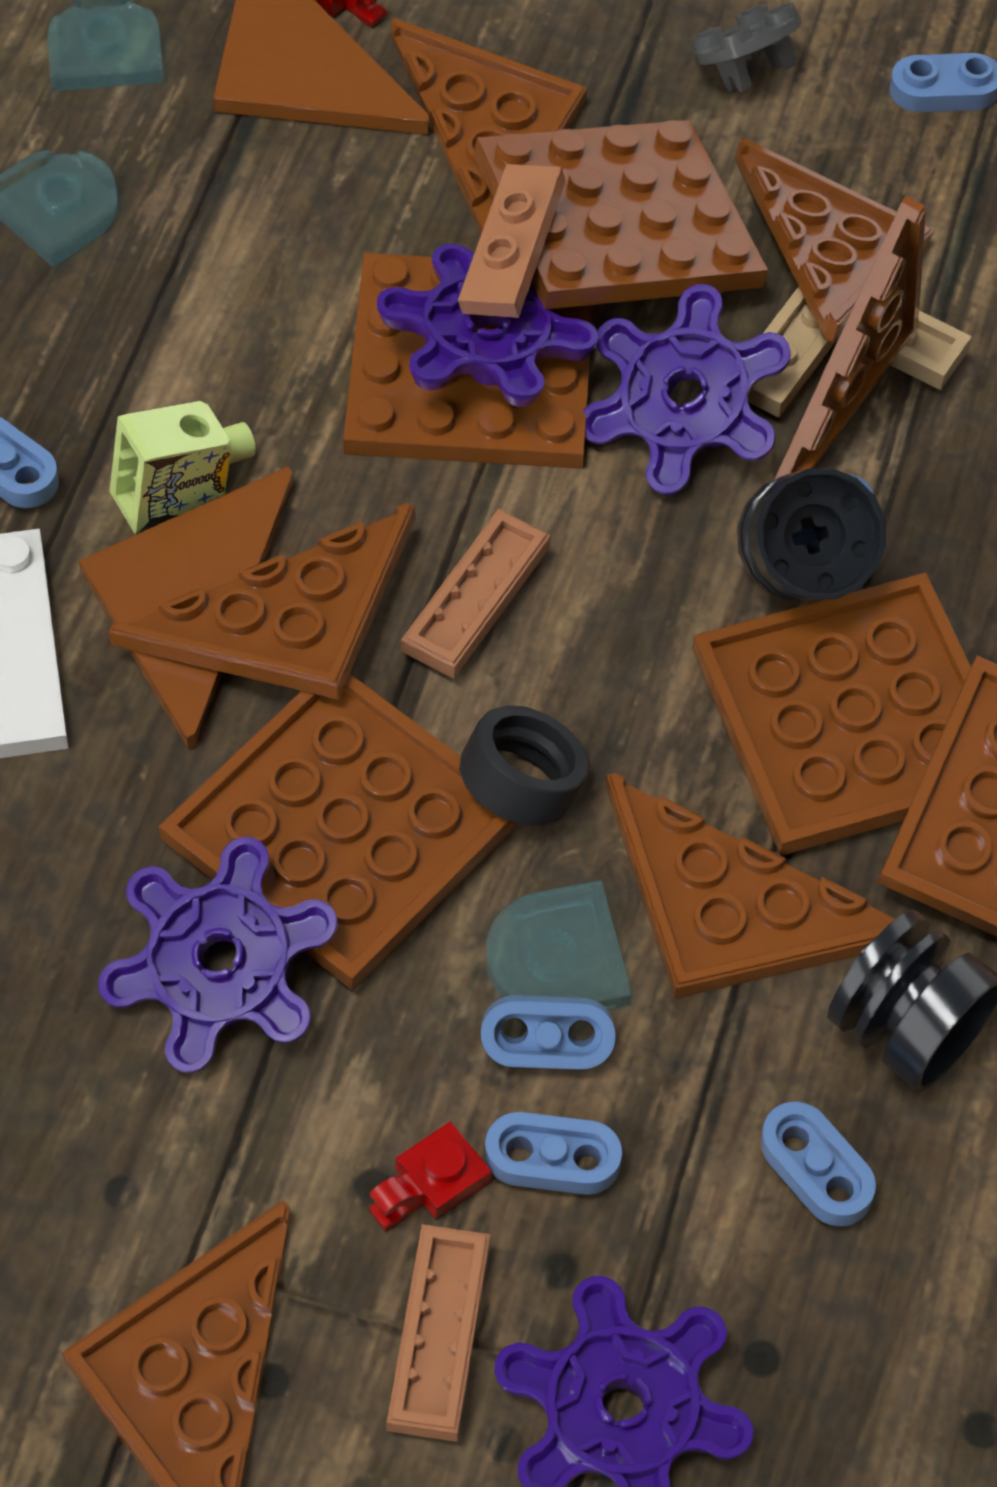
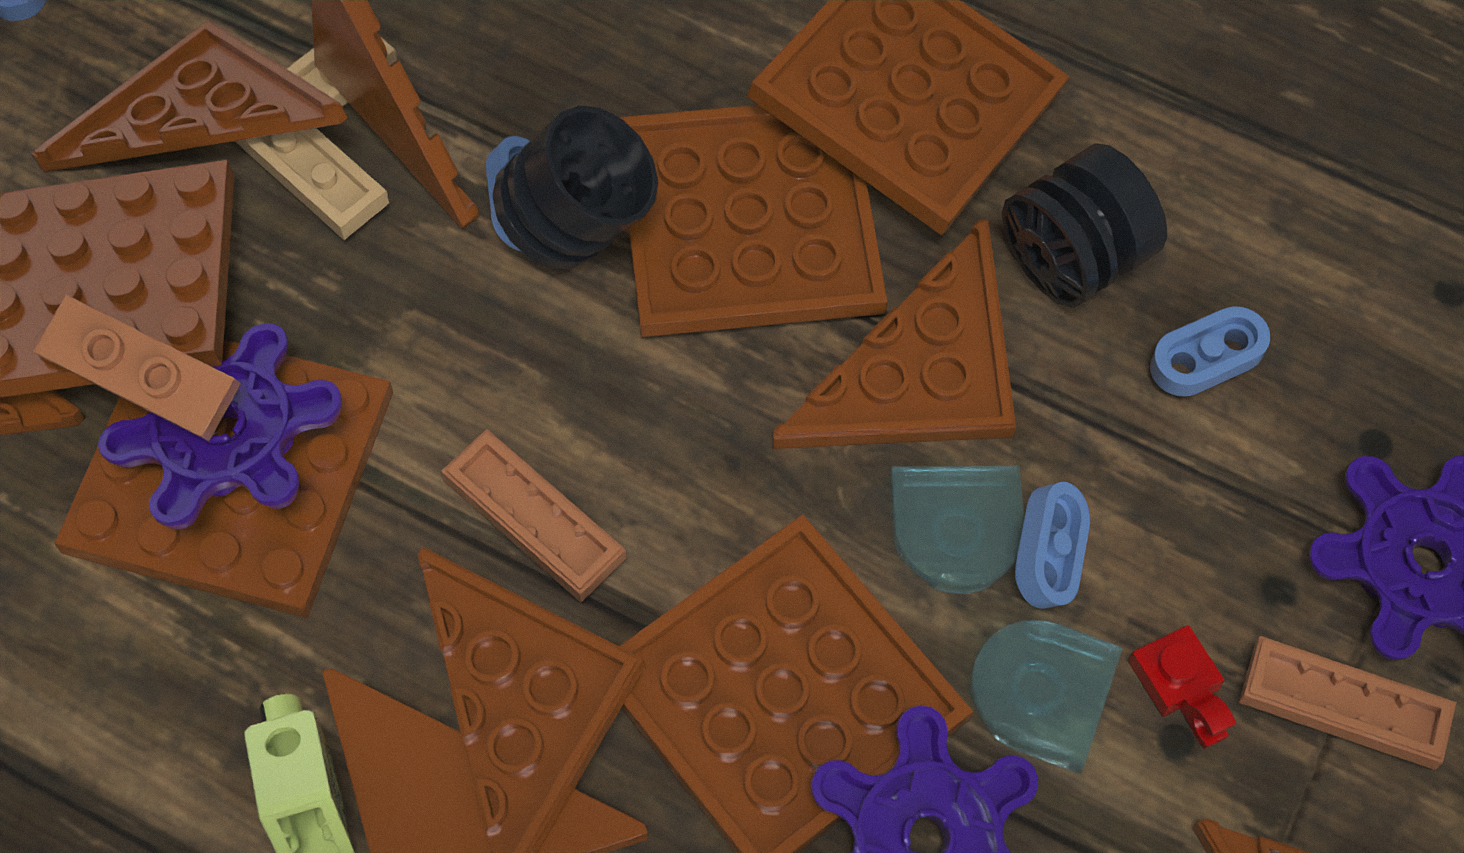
camera: 80 degrees left, 5 degrees up
(397, 1051) = (1044, 689): none -> clear light blue tile
(508, 790) = (771, 534): black tyre -> none
(553, 1148) = (1174, 571): medium blue plate -> none
(686, 351) = (357, 224): dark purple plate -> none

